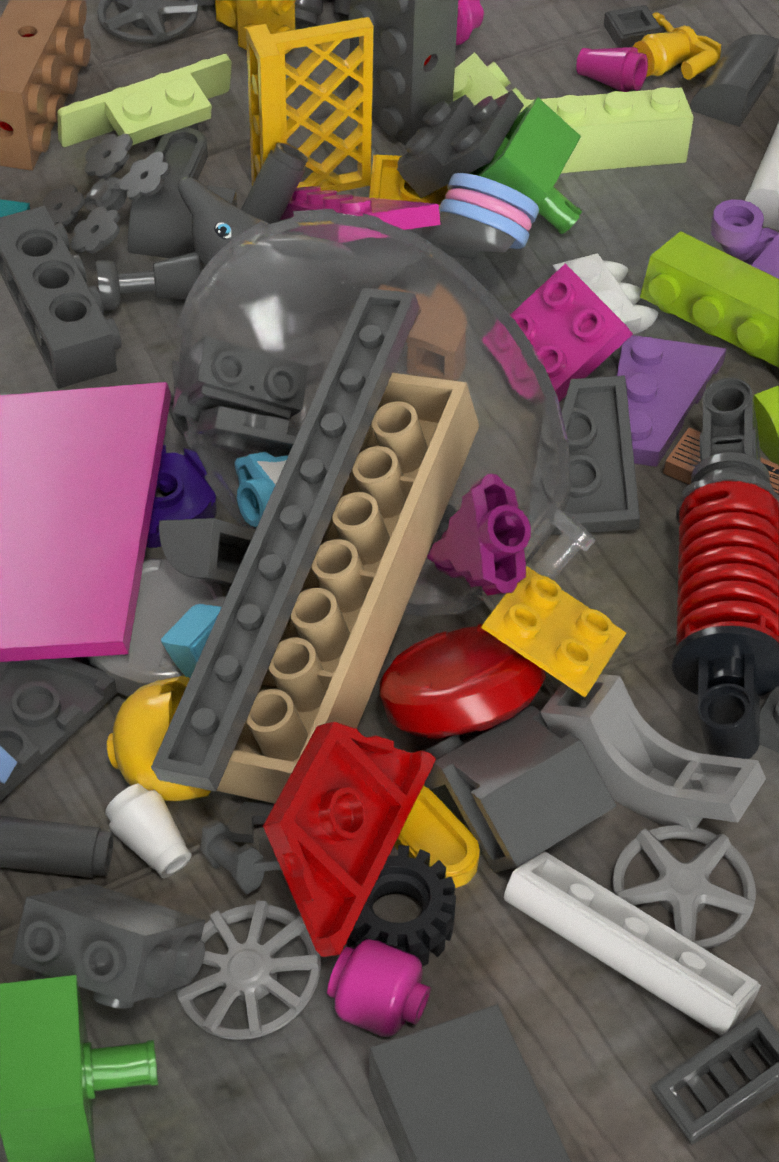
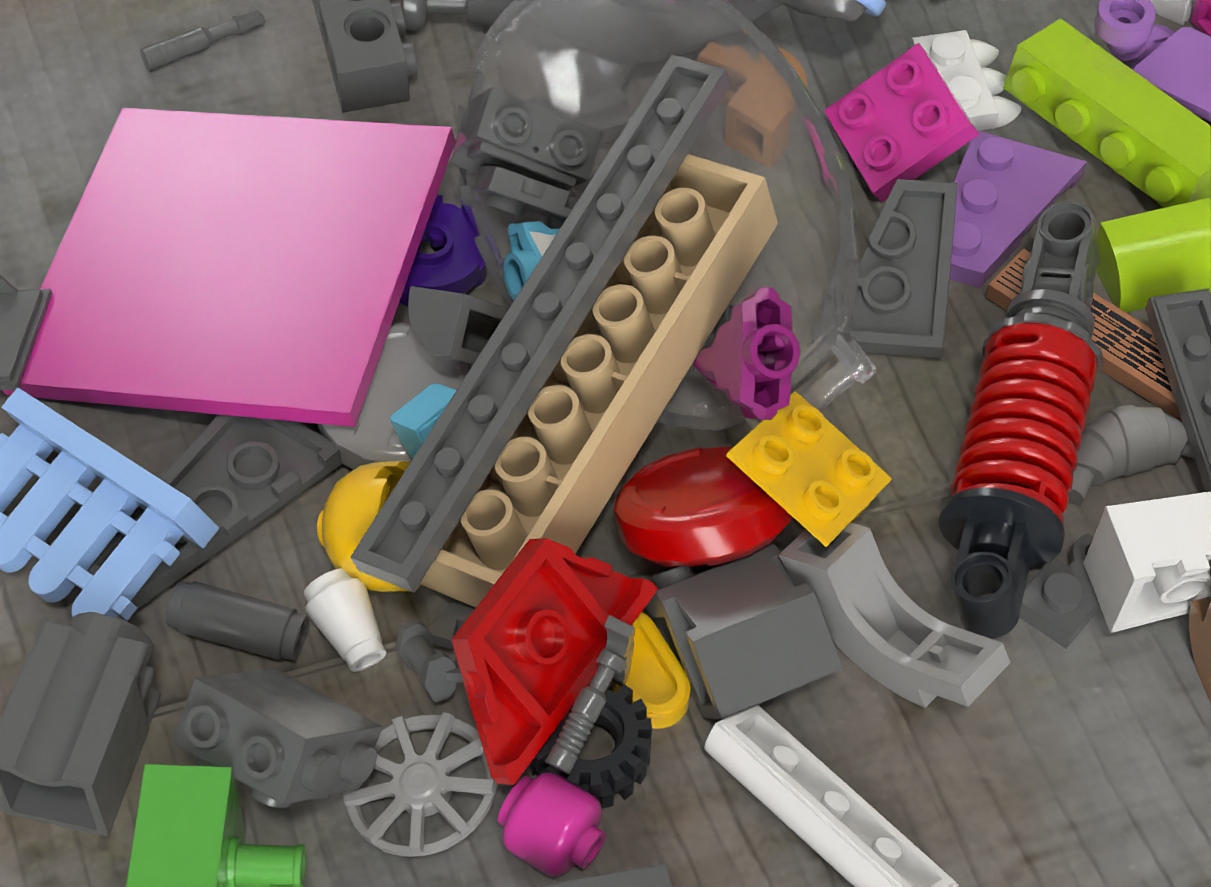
camera: 10 degrees right, 5 degrees up
(398, 863) = (613, 663): none -> dark grey piece
(686, 886) = (904, 764): light grey wheel -> none

